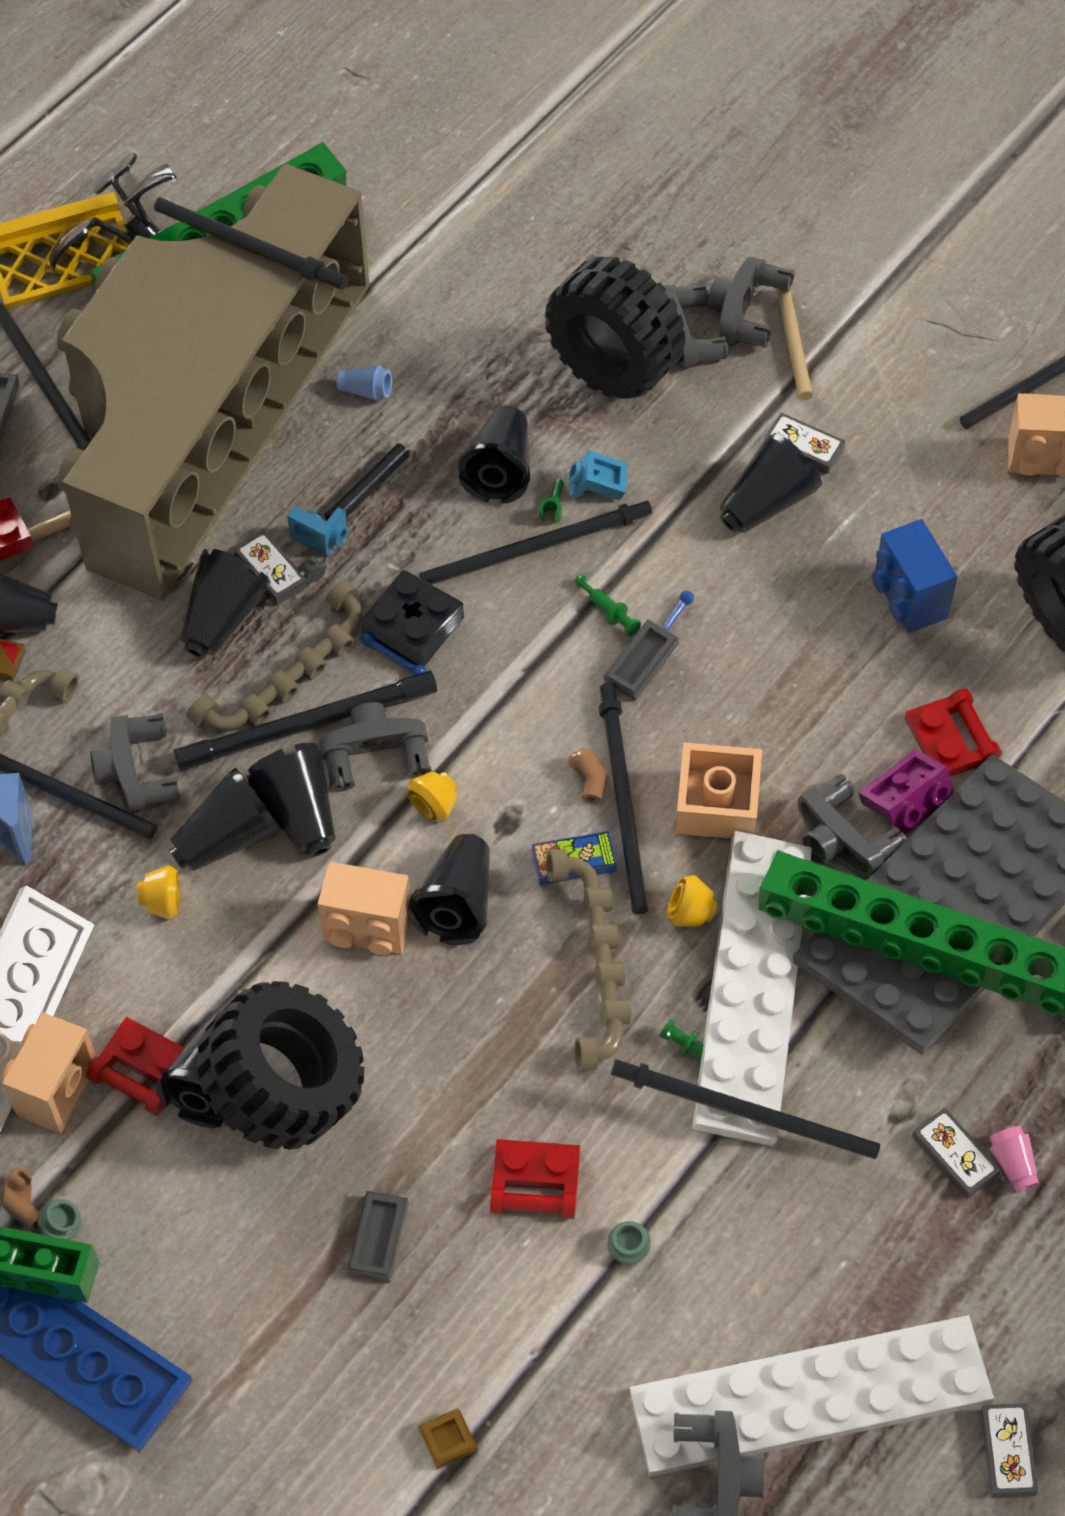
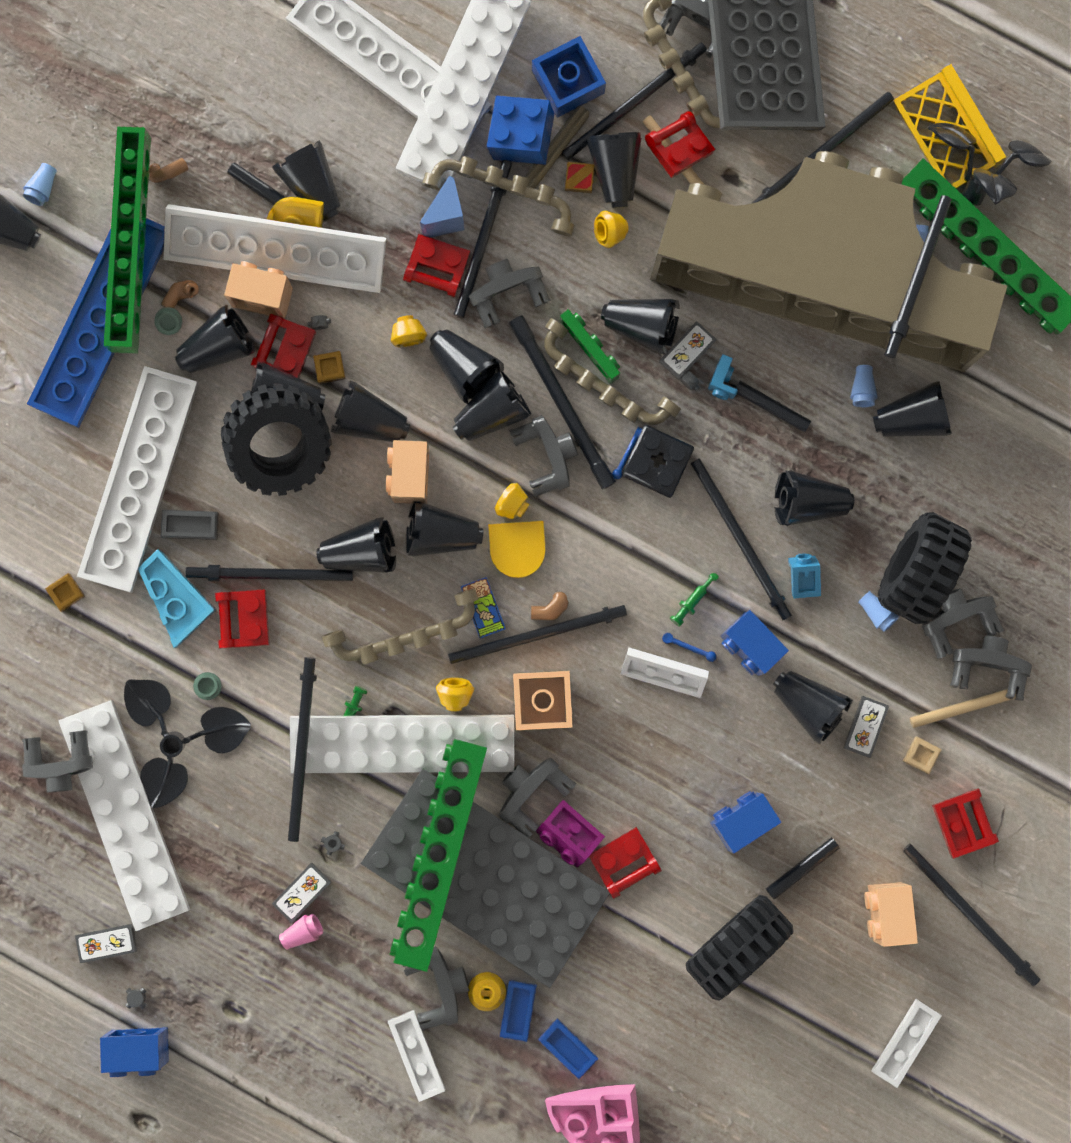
camera: 75 degrees right, 25 degrees up
(64, 842) = (439, 257): none -> red plate
(82, 628) = (610, 228): none -> yellow cone
(111, 1149) = (215, 342): none -> black cone
(115, 1011) = (319, 322): none -> dark grey piece
(184, 1009) = (329, 367): none -> pearl gold tile
(239, 671) = (590, 345): none -> green plate
(269, 952) = (368, 416): none -> black cone
(295, 1299) = (138, 479): none -> white plate
(414, 324) = (915, 414): none -> black cone
(459, 1206) = (215, 573): none -> black bar
(462, 993) = (360, 549): none -> black cone
(486, 1270) = (176, 598): none -> medium azure wing
(497, 803) = (517, 547): none -> yellow tile
(552, 502) = (781, 546): green hand -> none
(641, 659) = (650, 631): dark grey tile -> none
(659, 405) = (879, 616): none -> light blue cone
(679, 534) = (753, 644): none -> blue brick
(700, 649) = (664, 672): none -> white plate
(700, 1230) = (161, 778): none -> black plant
(848, 391) = (922, 755): none -> tan tile
(886, 1100) = (332, 843): none -> dark grey piece
(942, 364) = (957, 827): none -> red plate
(980, 535) = (802, 868): none -> black piece

